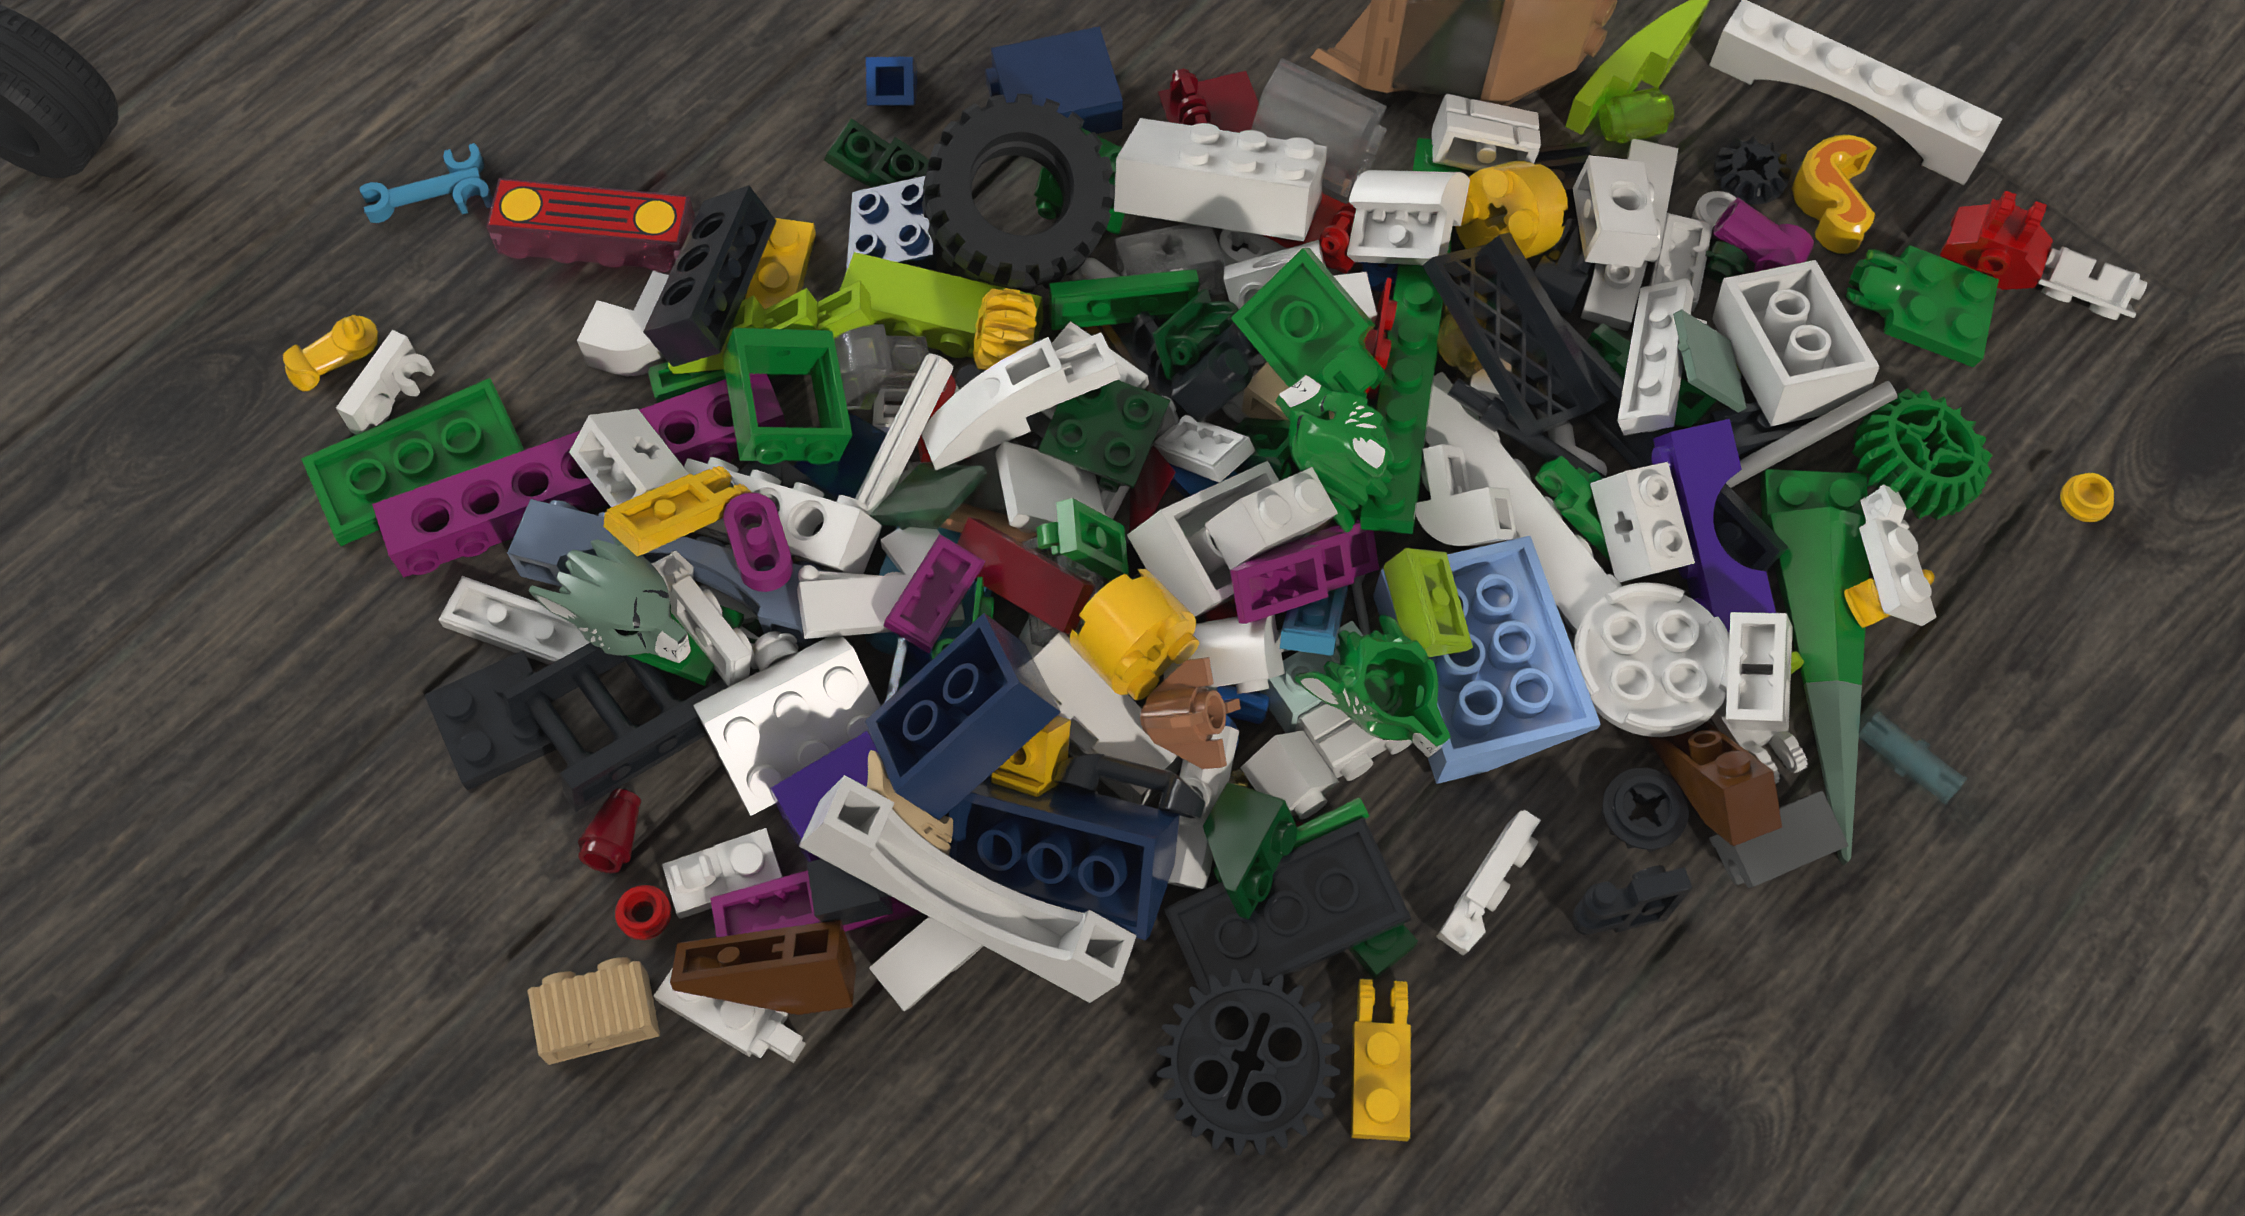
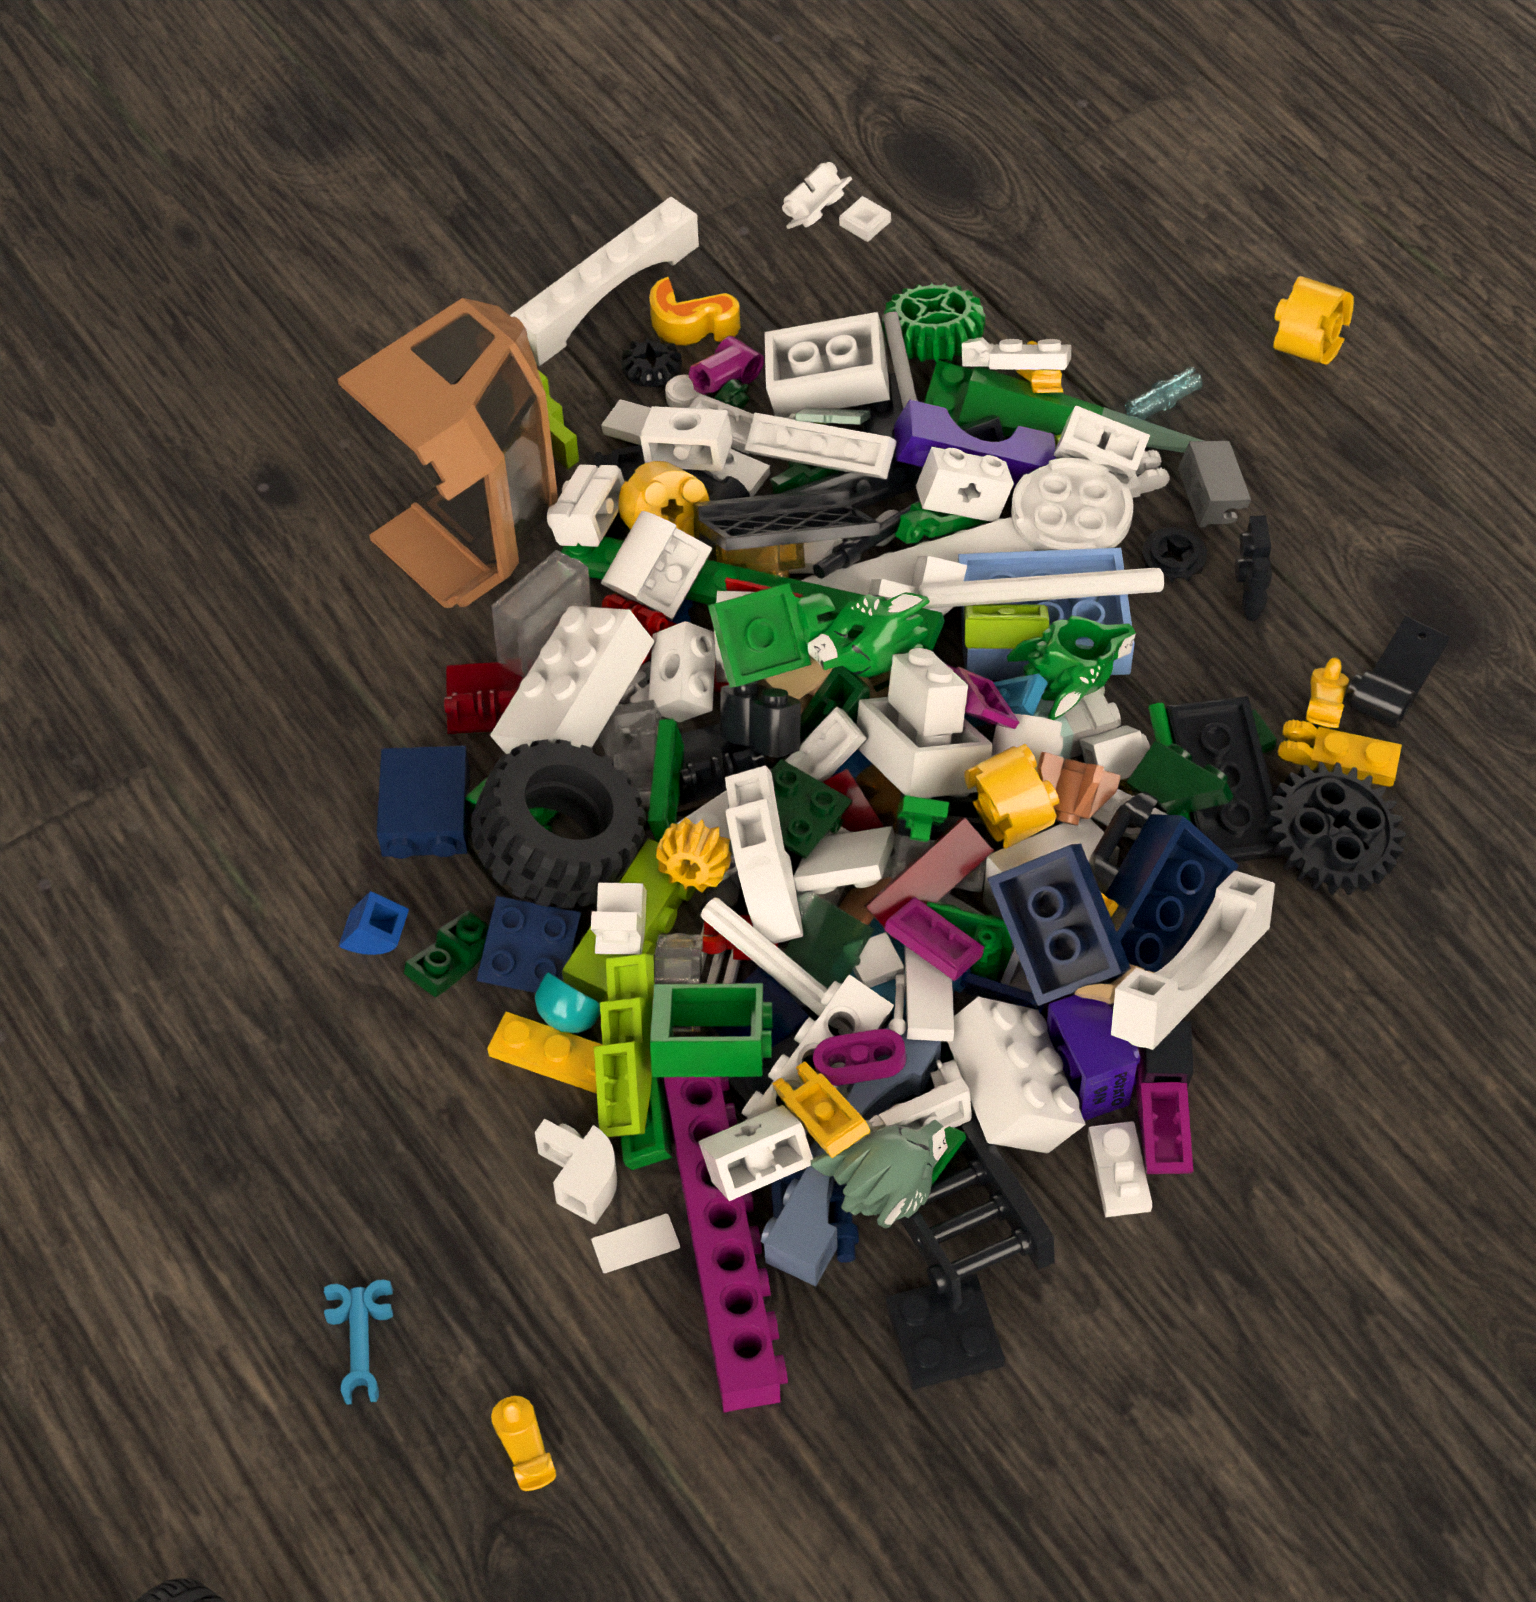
camera: 75 degrees left, 10 degrees down
(374, 391) = (572, 1383): white plate -> none
(408, 454) = (664, 1377): green tile -> none
(510, 622) = (856, 1301): white tile -> none
(564, 400) = (635, 1243): none -> white sticker
(589, 224) = (455, 1191): brick -> none
(593, 1010) = (1231, 1272): tan brick -> none
(611, 833) = (1078, 1245): dark red cone -> none
(637, 898) = (1148, 1219): red plate -> none
(710, 277) = (623, 1088): black brick -> none
(739, 1025) = (1238, 1179): white hinge -> none
(773, 969) = (1219, 1127): reddish brown slope -> none
(819, 265) = (565, 1006): none -> teal hair
(907, 282) = (619, 918): none -> white brick
(922, 961) = (1222, 1028): white slope -> none
(1191, 331) = (717, 722): dark green hinge -> none
(1474, 1031) = (1327, 694): none -> yellow piece
(1487, 886) = (1215, 654): white hinge -> none
(1493, 636) = (1042, 587): none -> white axle
(1526, 1123) = (1398, 674): none -> black door
(1636, 115) = (583, 415): clear neon green brick -> none
(1722, 782) = (1176, 493): reddish brown slope -> none
(1927, 301) = (800, 288): green plate -> none
(2000, 241) = (768, 229): red hinge -> none
(2084, 354) = (865, 218): none -> white tile
(2087, 497) = (982, 247): yellow plate -> none
(2109, 929) = (1313, 320): none -> yellow brick

